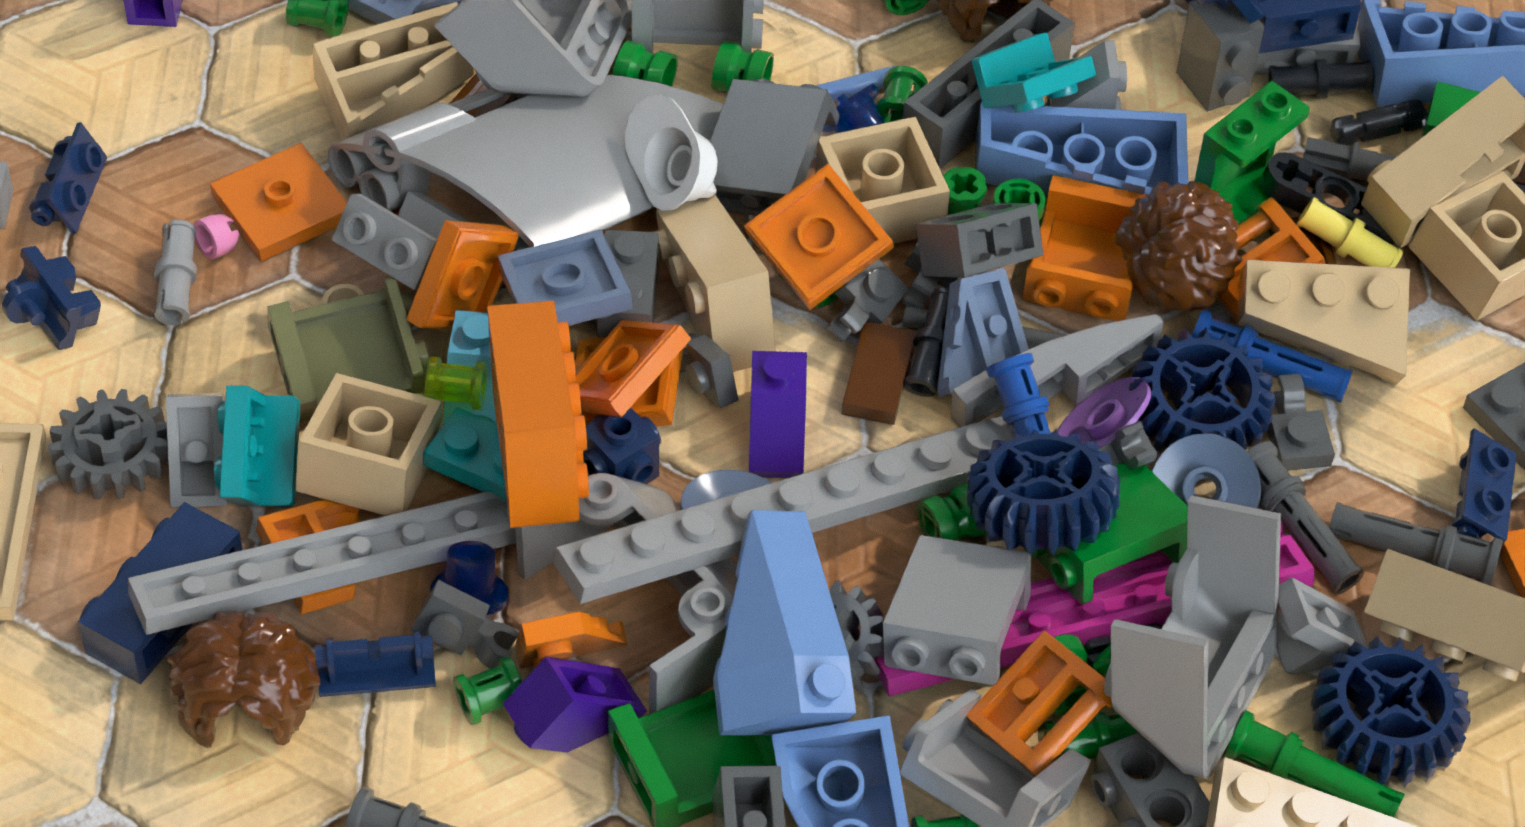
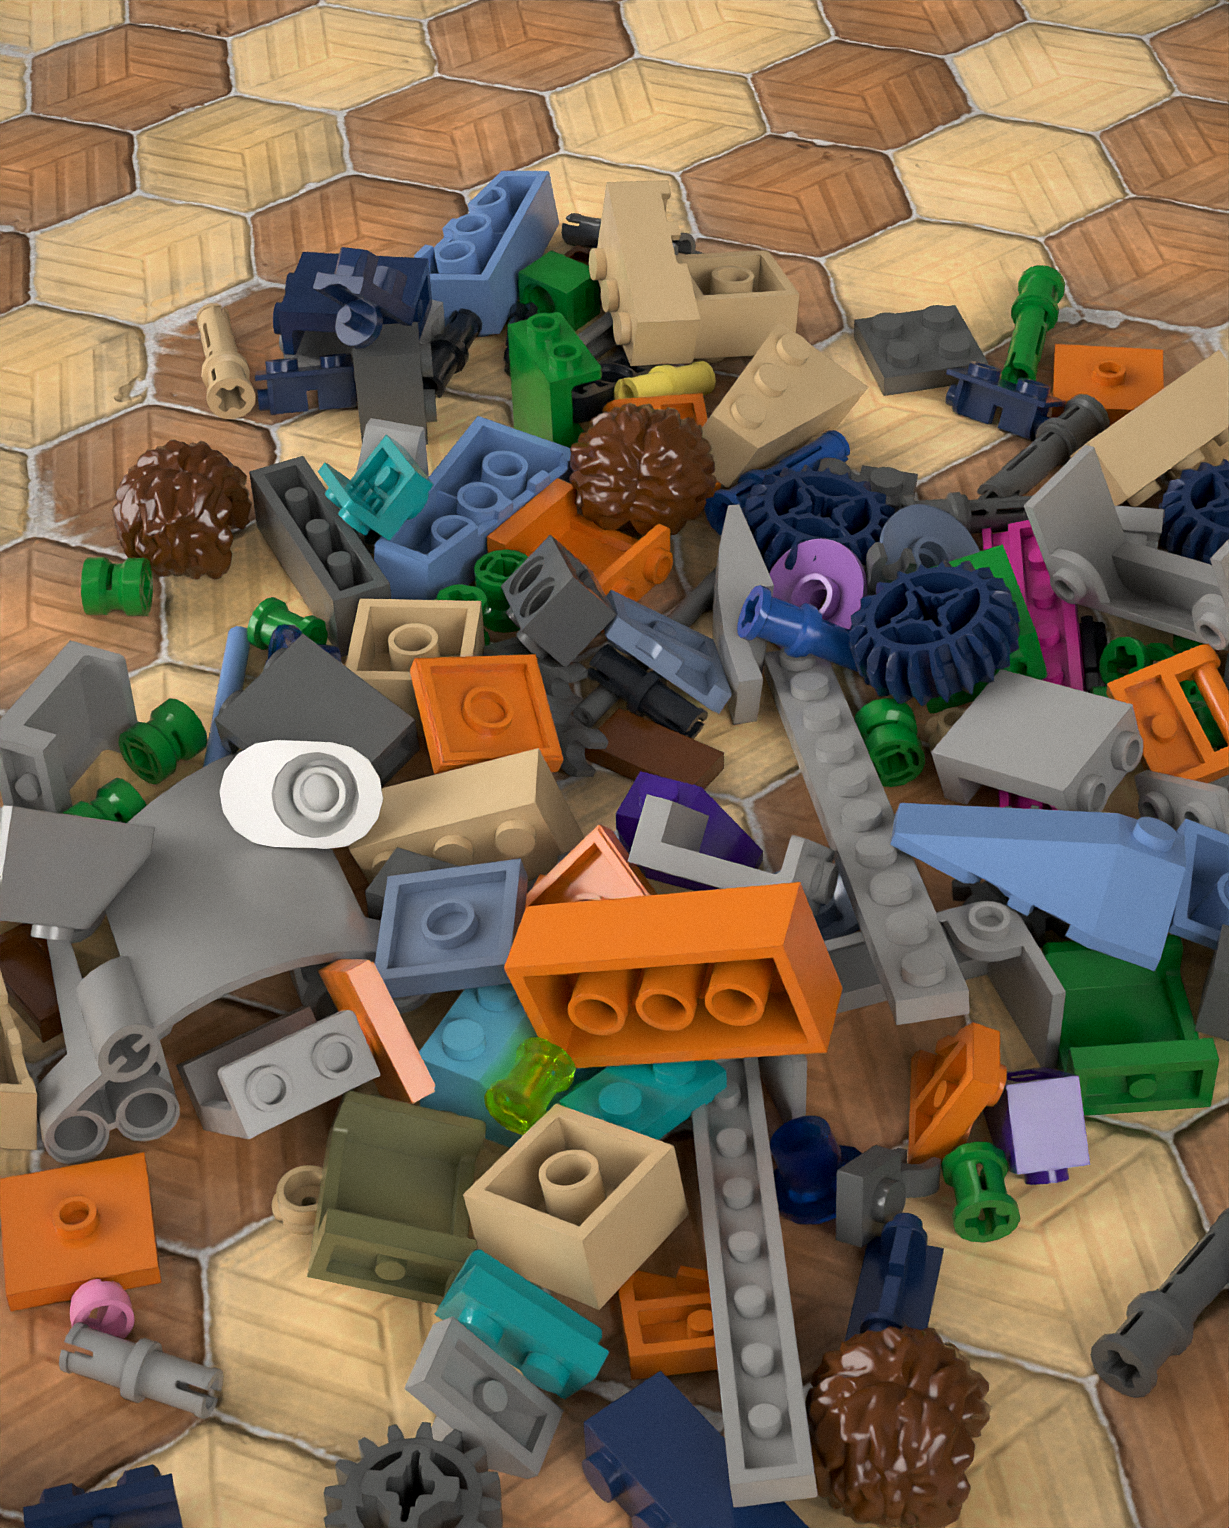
camera: 65 degrees left, 10 degrees down
(695, 418) = (670, 843): none -> light grey panel

